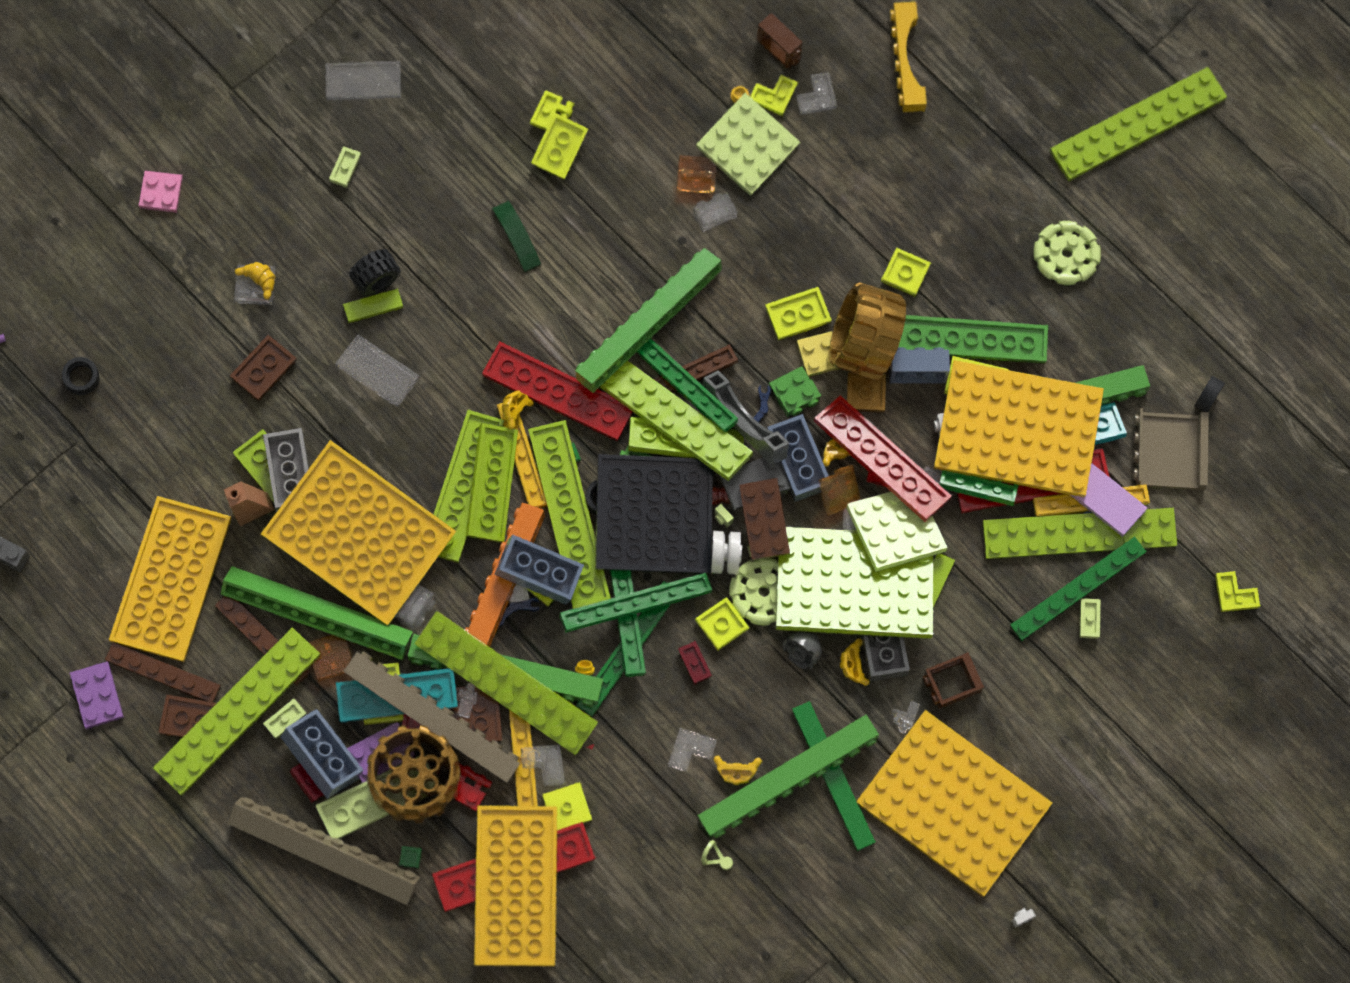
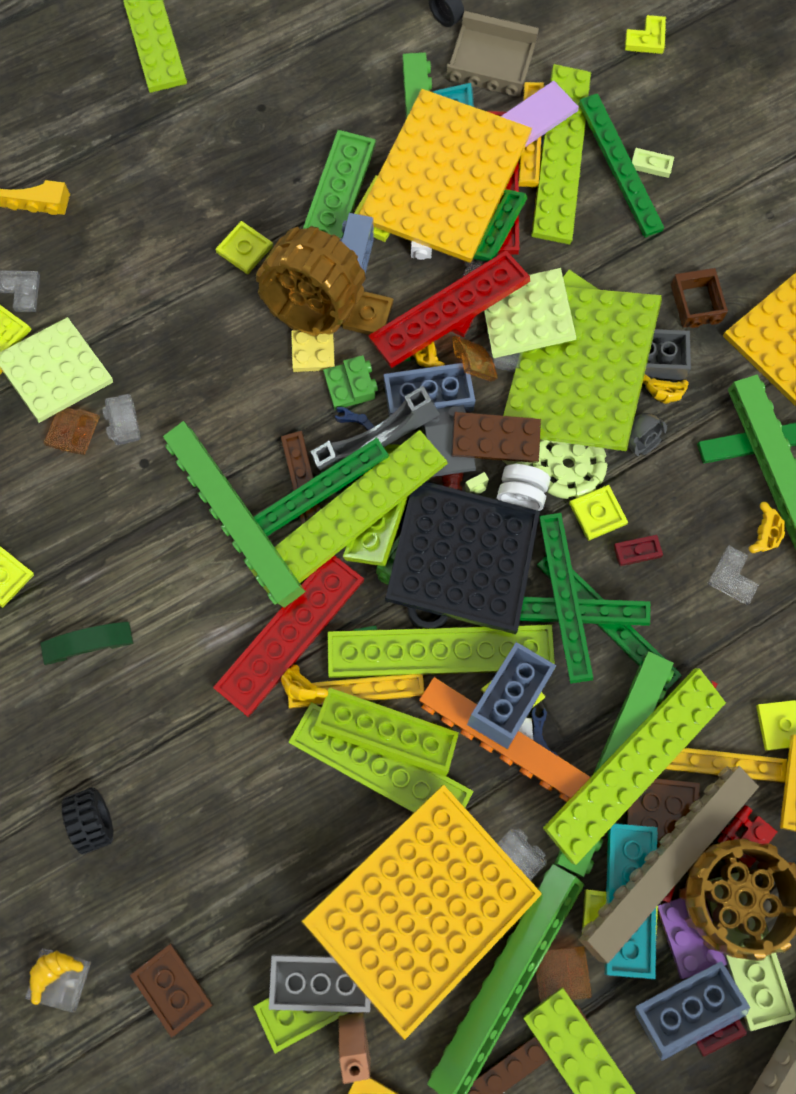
camera: 75 degrees left, 0 degrees up
(284, 717) = (633, 1049): yellowish green plate -> none
(373, 306) = (127, 832): lime tile -> none
(377, 370) = (210, 843): clear tile -> none
(467, 700) = (649, 815): clear piece -> none
(549, 759) = (727, 735): clear plate -> none
(585, 667) = (626, 671): yellow plate -> none
(798, 313) = (262, 360): neon yellow plate -> none
(904, 719) = (732, 349): clear piece -> none
(1067, 242) = (263, 89): yellowish green plate -> none

